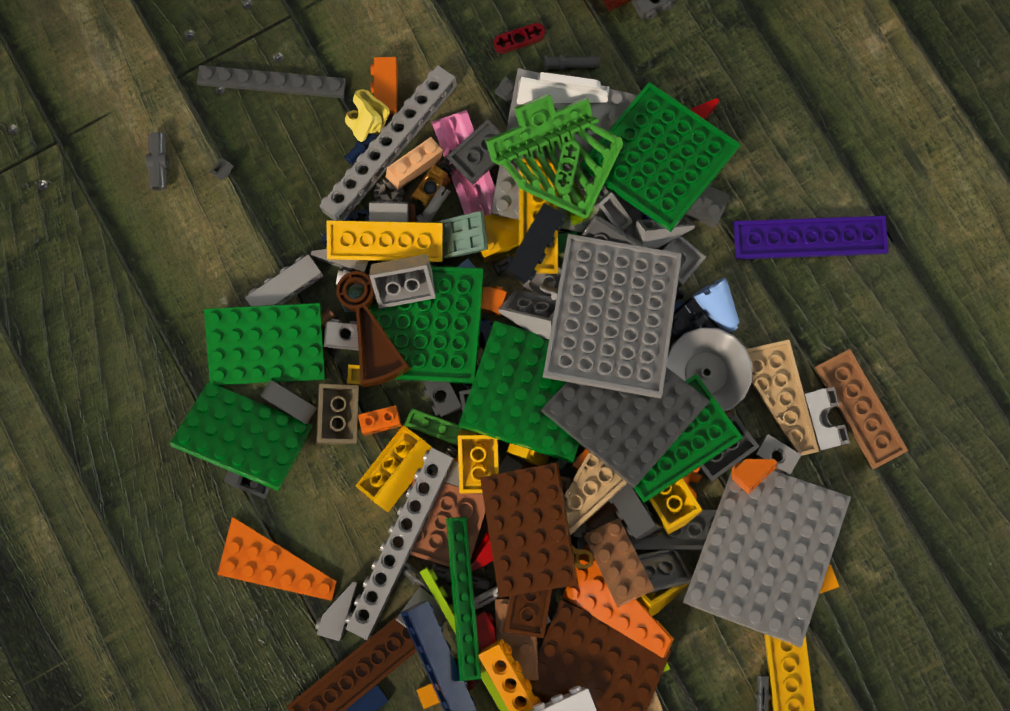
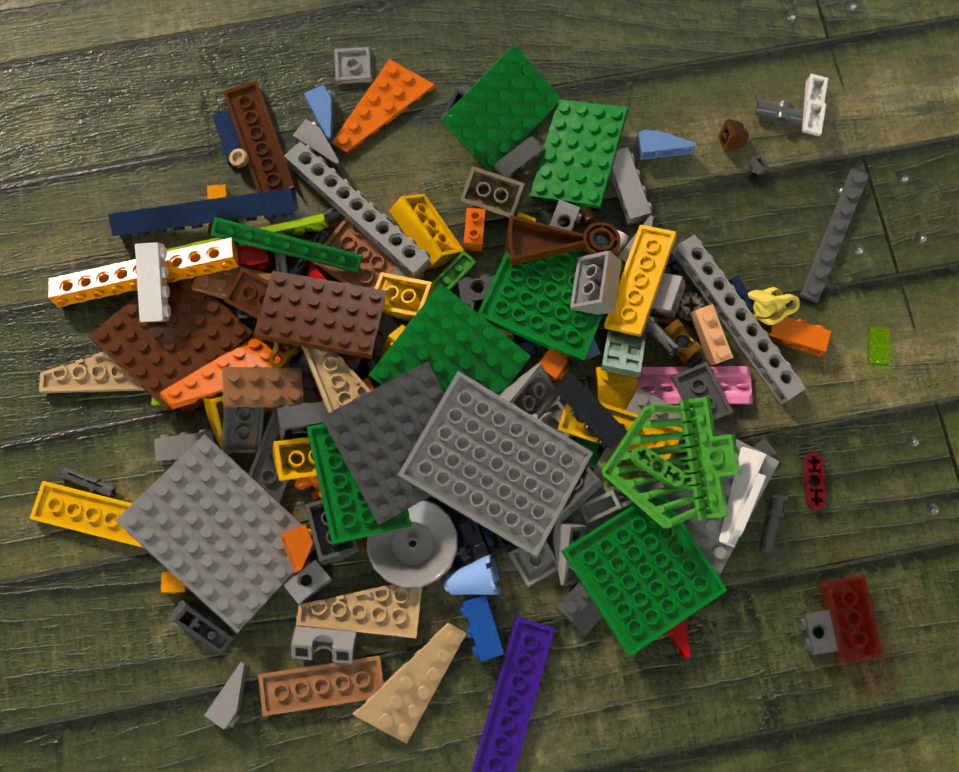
camera: 105 degrees right, 5 degrees down
(144, 132) = (814, 104): none -> white slope
(198, 201) = (733, 135): none -> reddish brown slope
(229, 270) = (660, 144): none -> medium blue slope
(235, 611) = (353, 65): none -> light grey tile
(293, 626) = (321, 106): none -> medium blue slope
(371, 14) = (878, 346): none -> clear neon green plate
(381, 689) = (239, 158): none -> tan tile
(697, 625) = (171, 448): none -> light grey brick
(759, 284) = (482, 628): none -> blue brick
(833, 328) = (407, 693): none -> tan wing
(853, 540) = (200, 626): none -> dark grey slope
(913, 487) = (229, 701): none -> light grey slope

